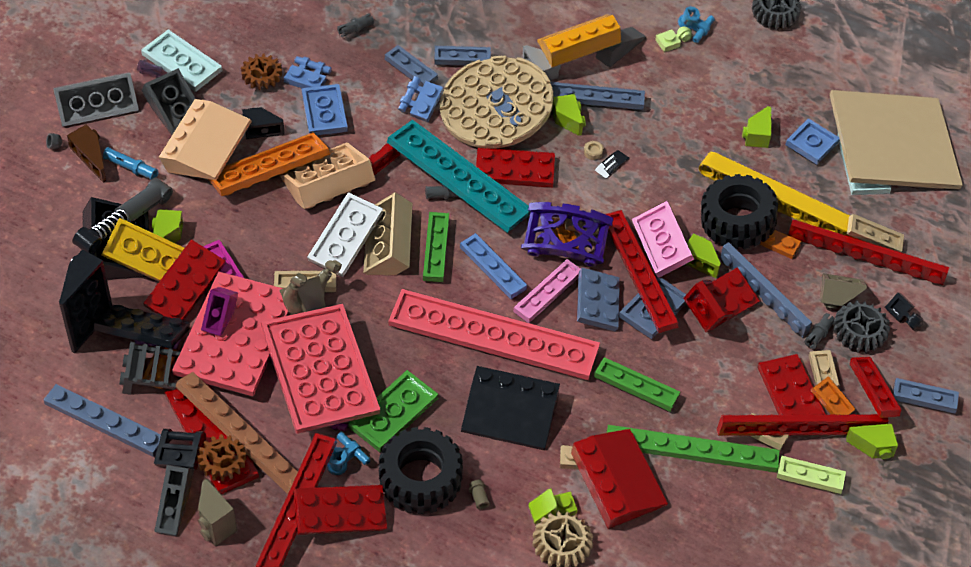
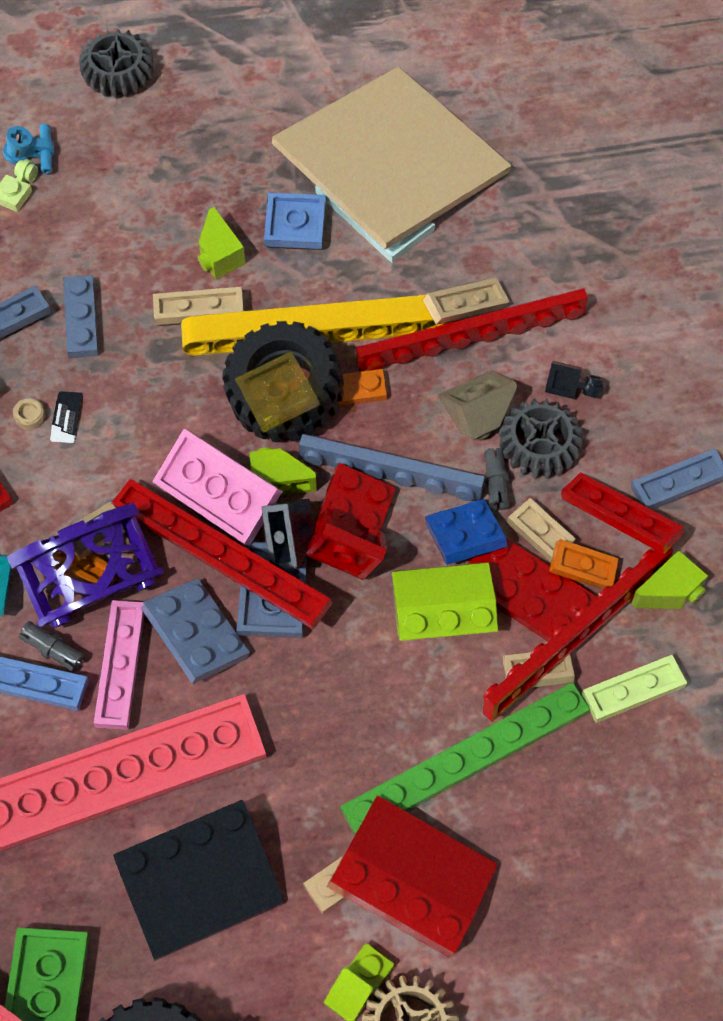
camera: 35 degrees left, 10 degrees up
(520, 261) = (51, 646): none -> dark grey pin
(637, 384) = (333, 718): bright green plate -> none
(657, 120) = (80, 316): none -> sand blue plate
(682, 279) = (288, 532): none -> black slope
(710, 143) = (176, 306): none -> tan plate
(728, 208) = (277, 391): none -> clear yellow plate
(739, 366) = (444, 601): none -> lime slope
(780, 343) = (465, 531): none -> blue plate

